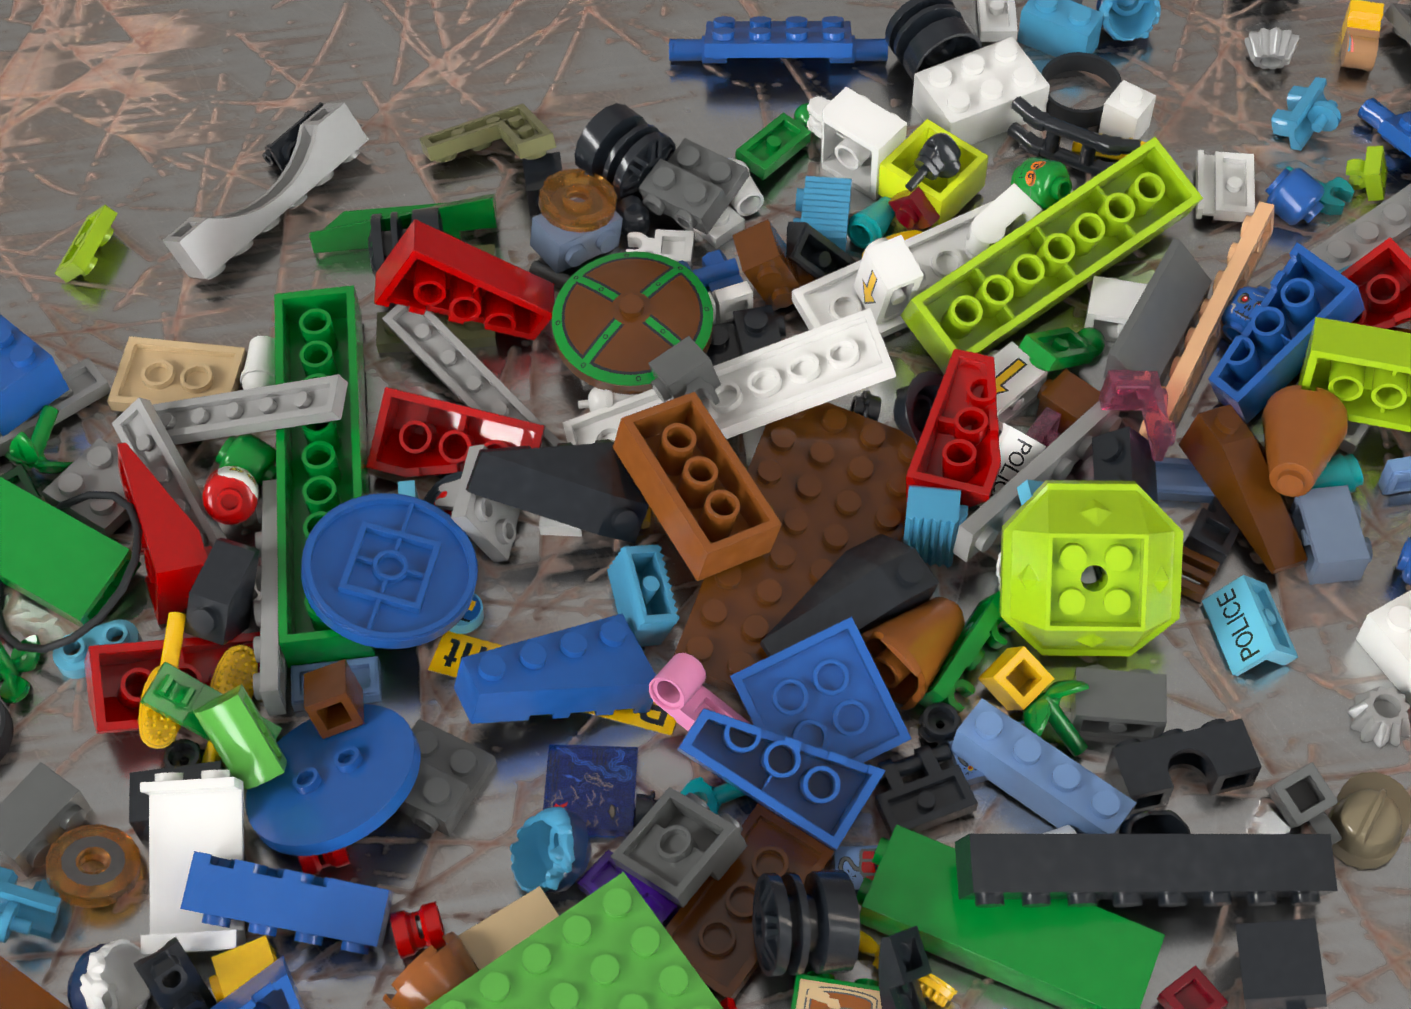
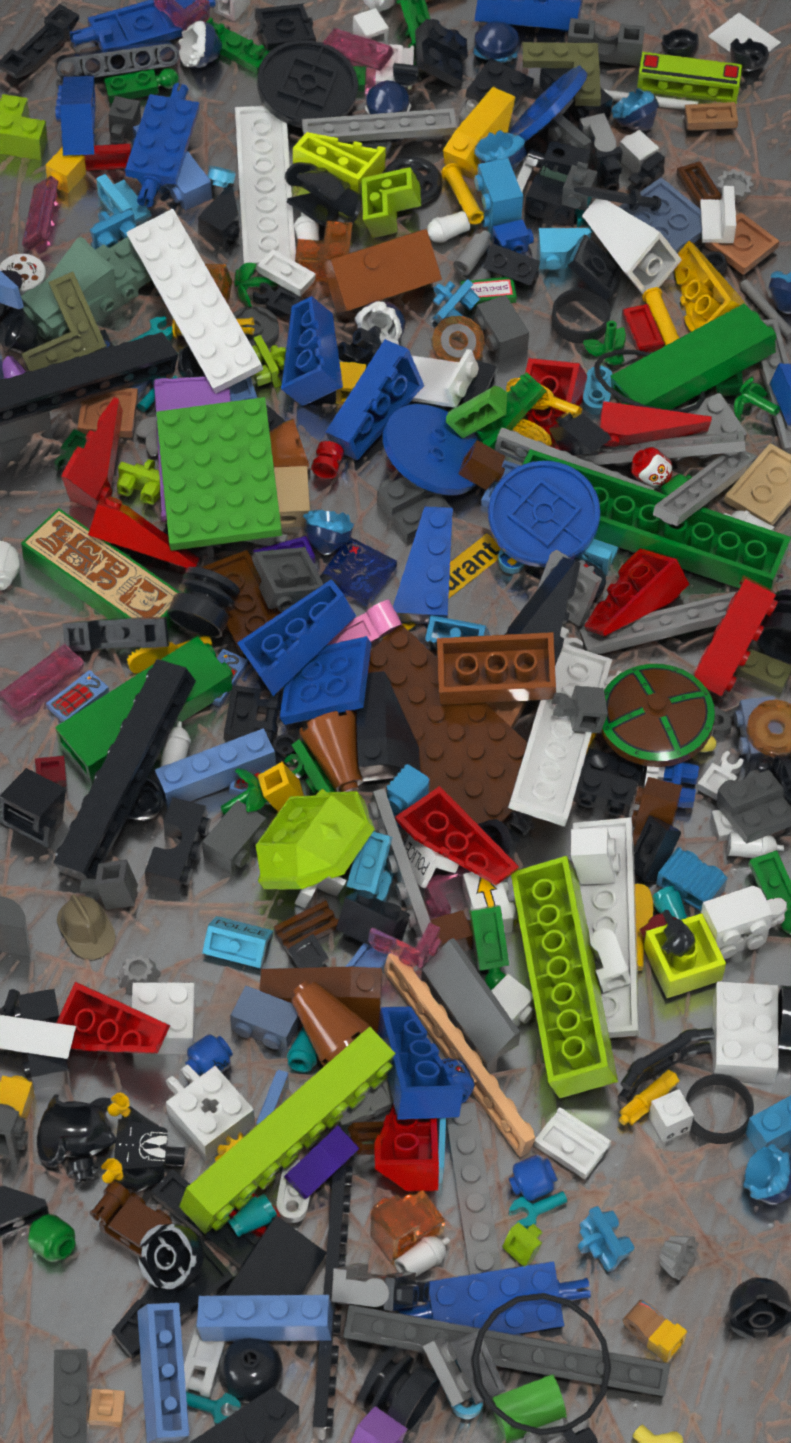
camera: 115 degrees right, 0 degrees up
(1043, 180) = (621, 993): green head -> none

